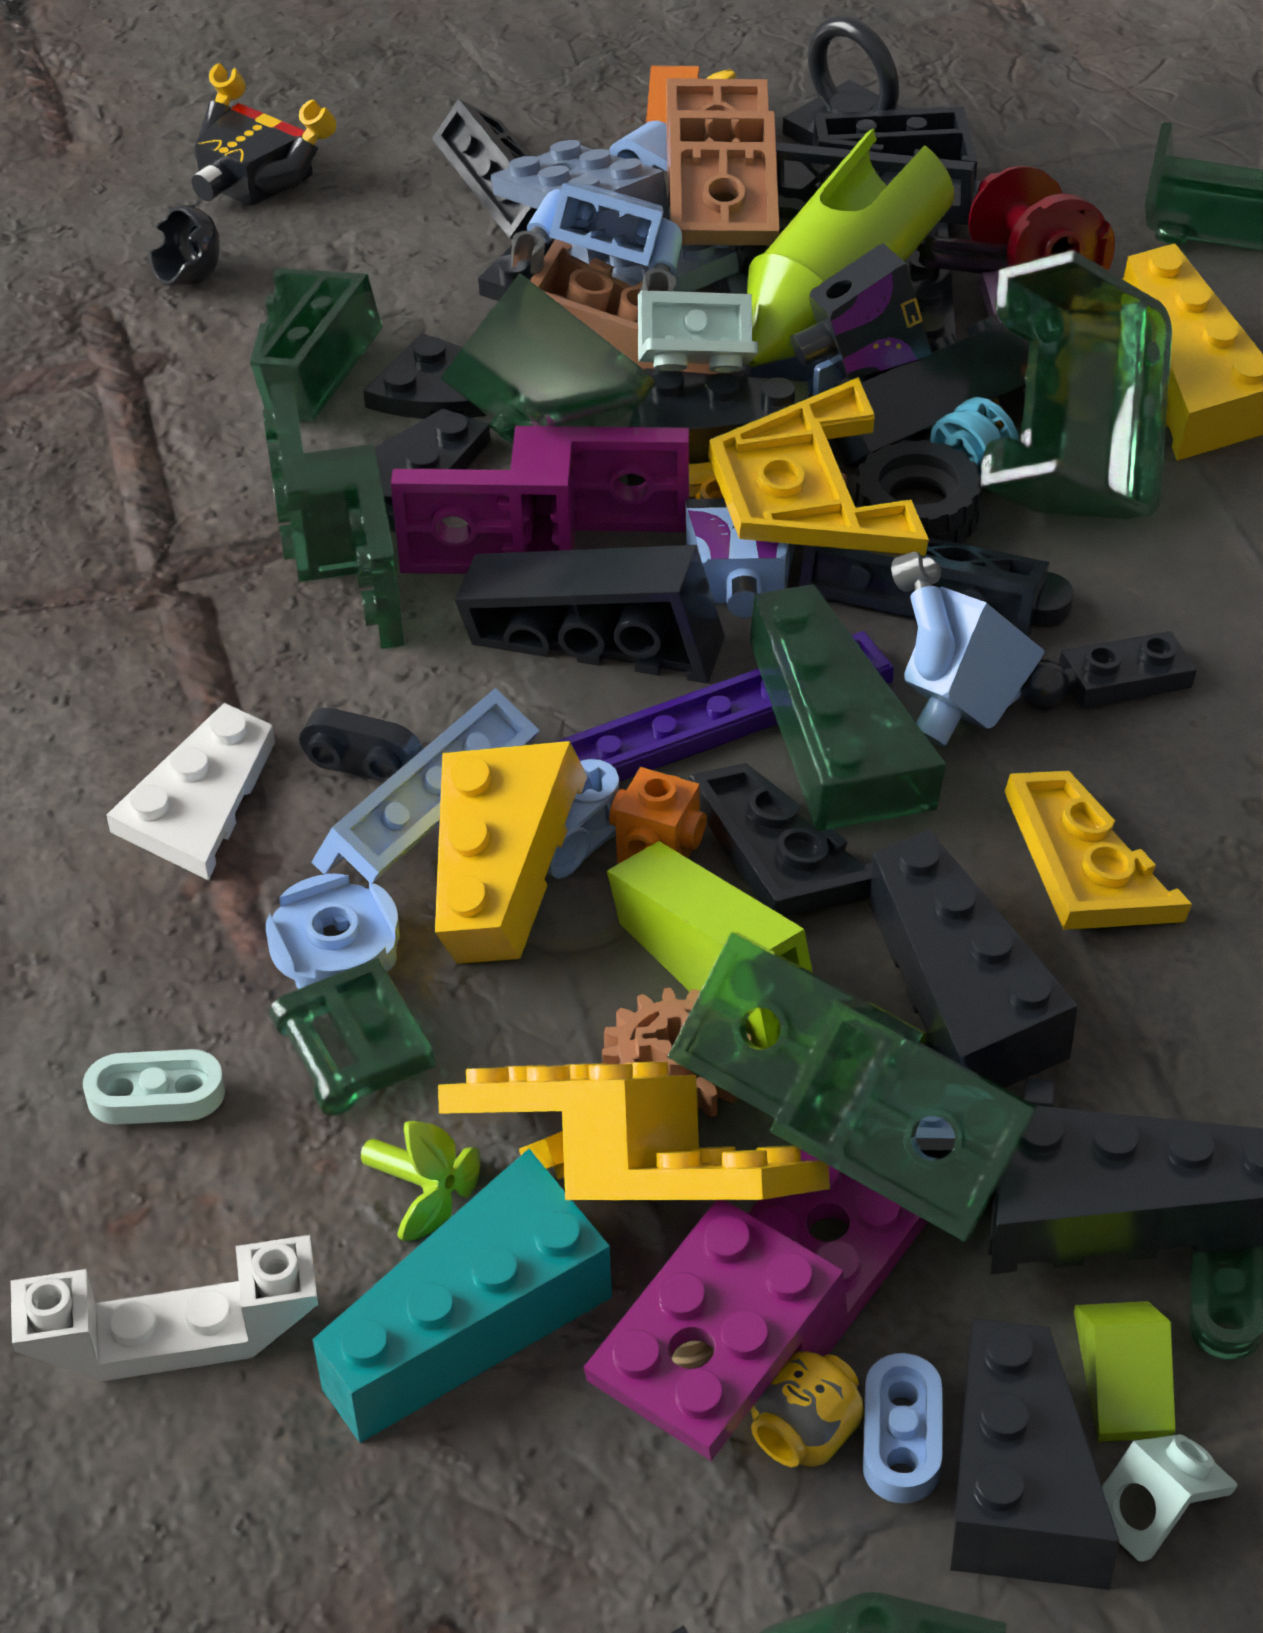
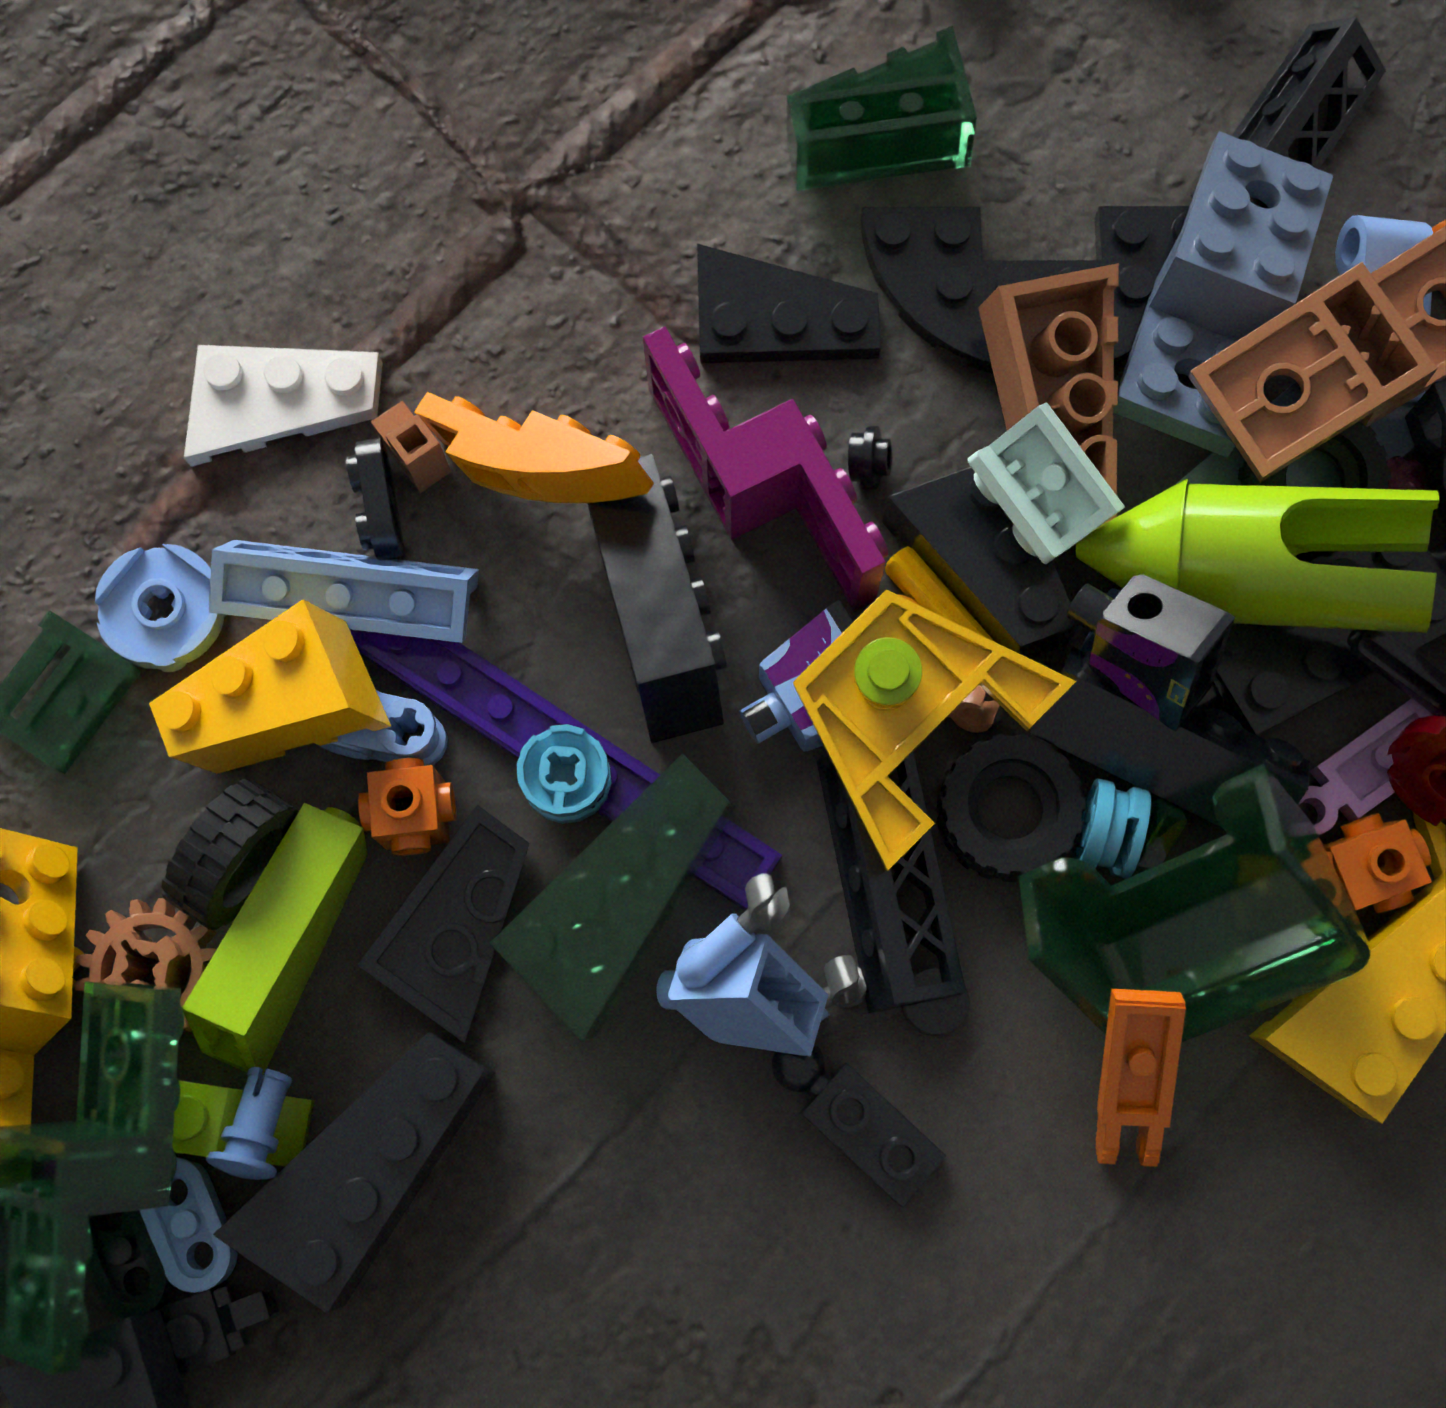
camera: 60 degrees right, 30 degrees up
(333, 515) = (636, 288): clear green bracket -> none
(342, 691) = (412, 446): none -> nougat piece
(434, 605) = (537, 459): none -> light orange slope
(544, 367) = (893, 408): clear green windscreen -> none
(605, 224) = (1142, 312): light blue torso -> none
(619, 927) = (226, 853): none -> black tyre
(706, 705) = (564, 774): none -> medium azure wheel
(777, 458) = (888, 671): none -> lime plate
(894, 992) = (253, 1127): none -> medium blue pin
(1082, 860) = (577, 1215): yellow wing -> none
(1177, 491) = (1139, 1071): none -> orange hinge

